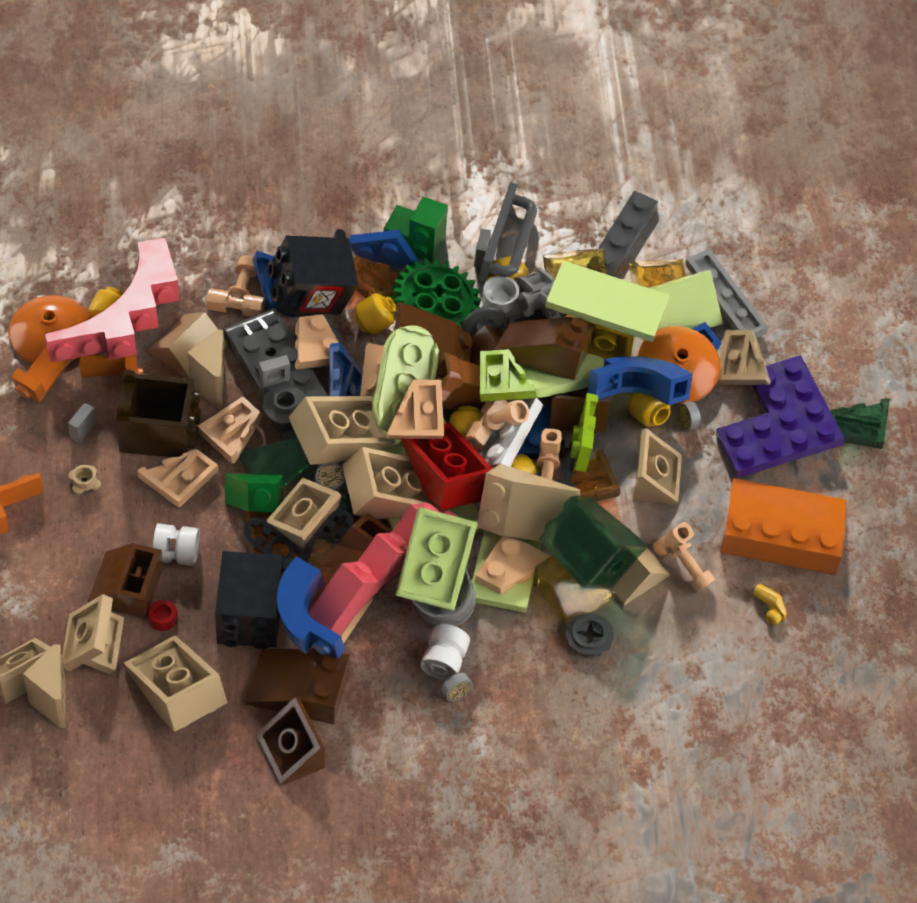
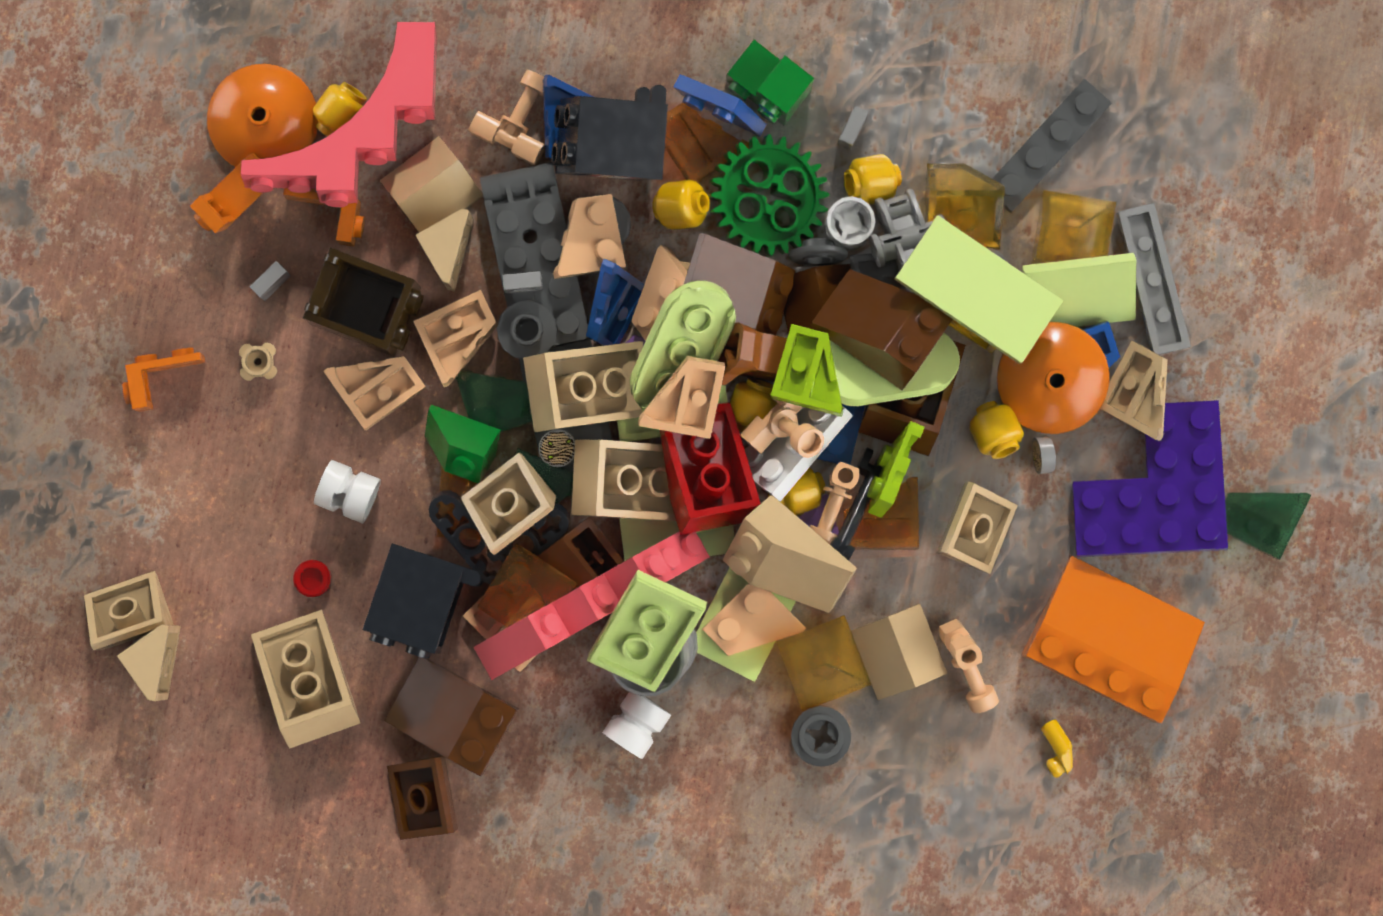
camera: 15 degrees right, 30 degrees up
(93, 636) = (219, 598): tan bracket -> none
(129, 577) = (276, 527): reddish brown slope -> none
(294, 595) = (459, 647): blue arch -> none
(456, 687) = (638, 770): tile -> none
(522, 240) = (842, 182): dark grey piece -> none
(591, 543) = (850, 638): clear green slope -> none
(641, 375) = (995, 399): blue arch -> none

